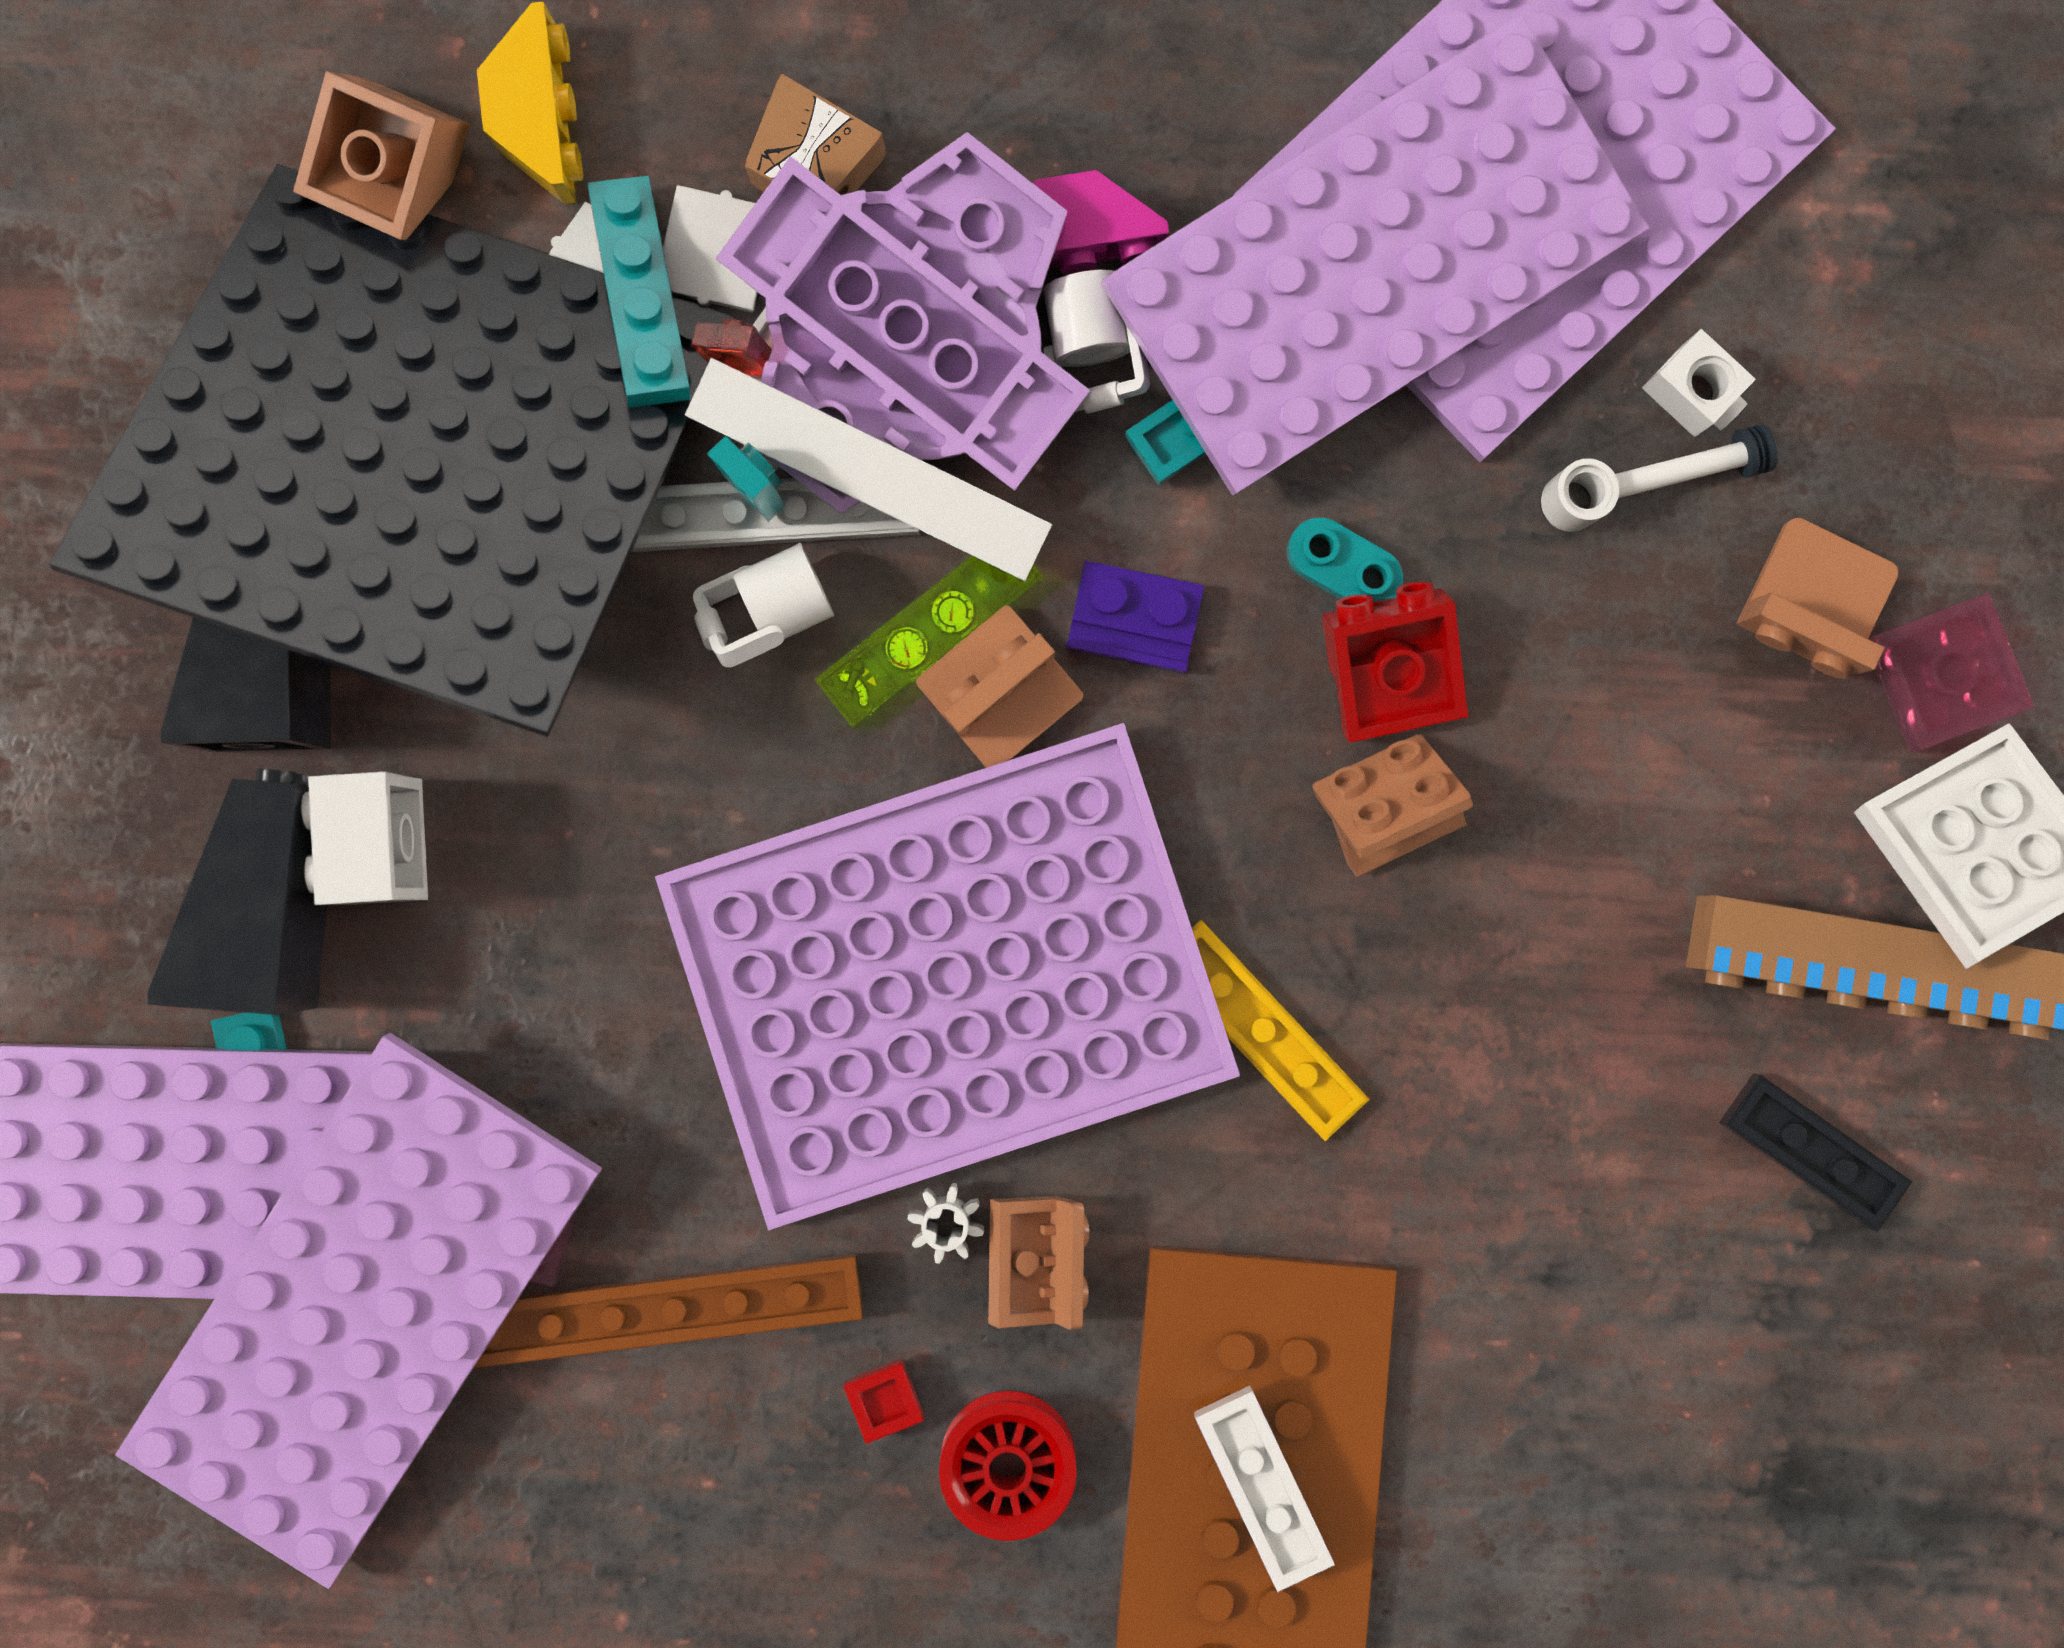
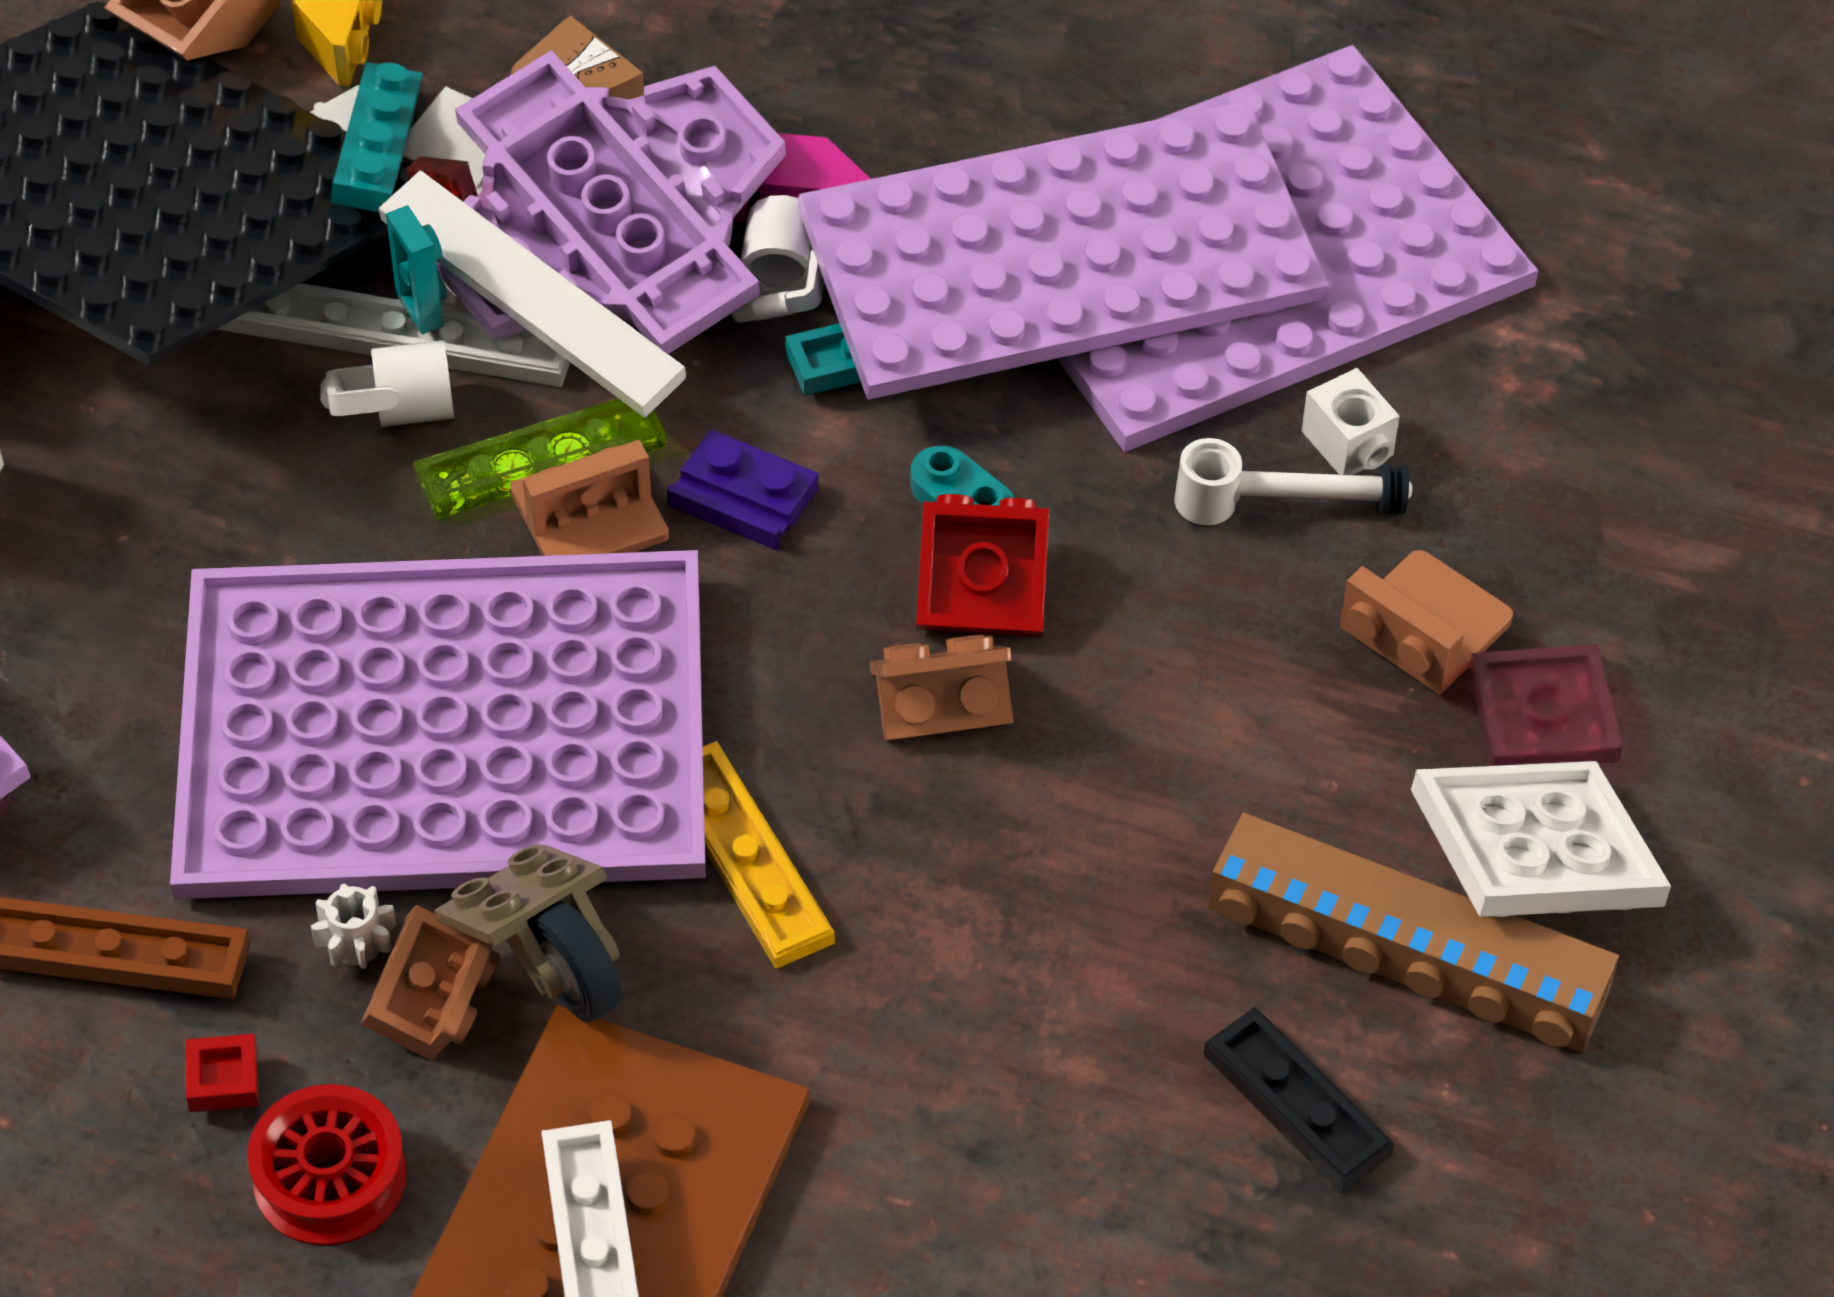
camera: 15 degrees right, 35 degrees down
(1106, 1191) = (561, 942): none -> dark tan plate

